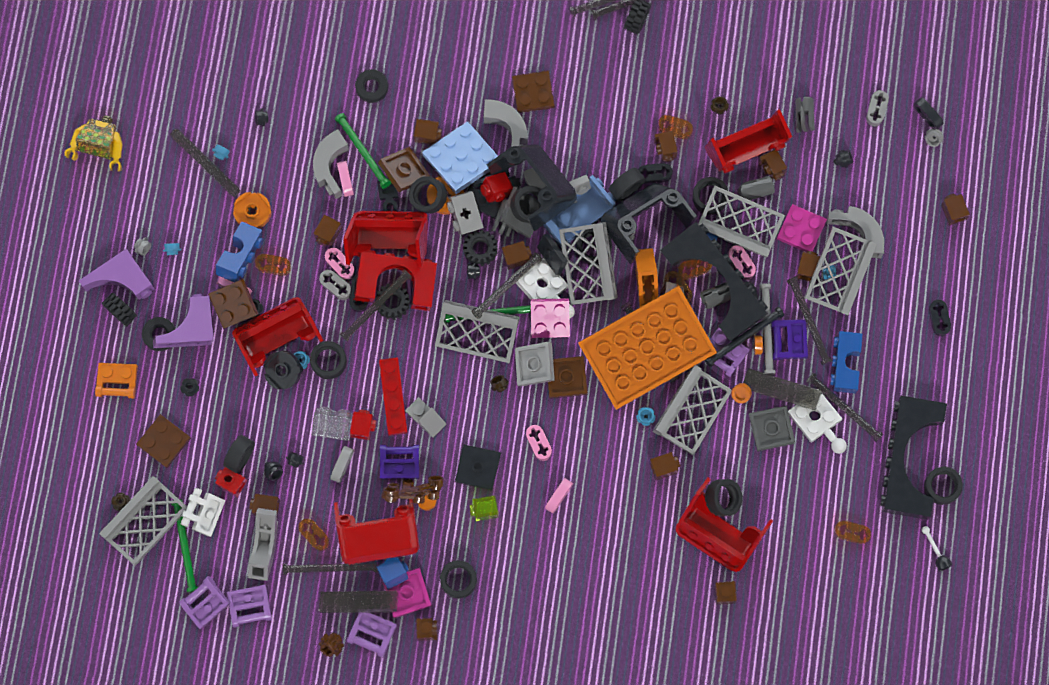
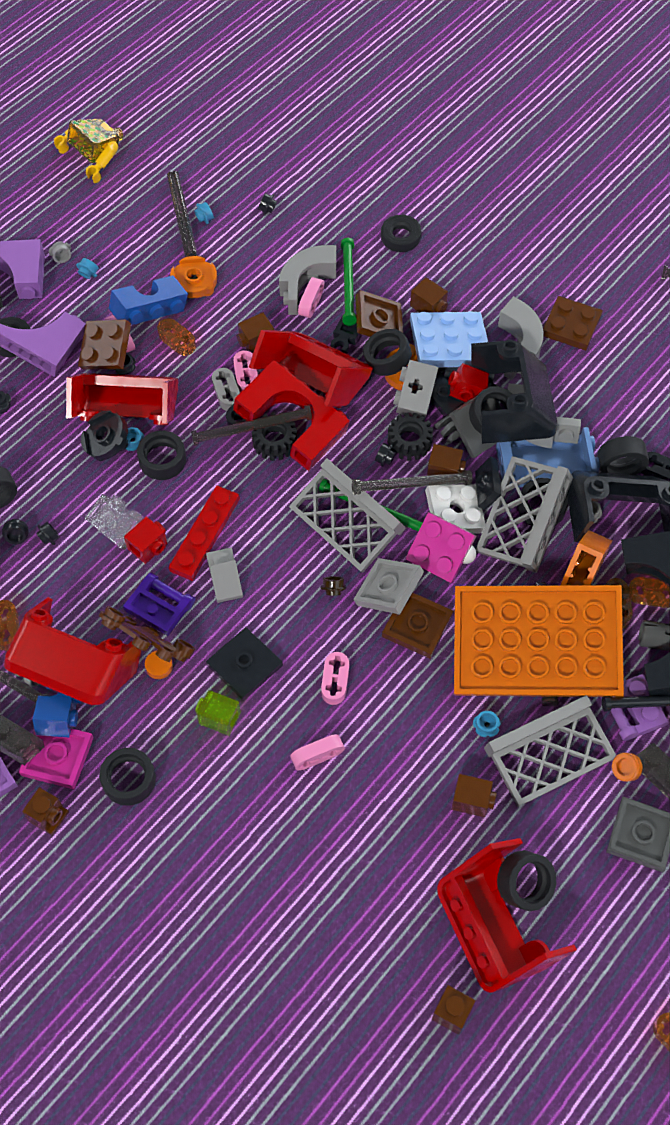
camera: 30 degrees right, 15 degrees down
(342, 464) = (93, 568): light grey beam -> none

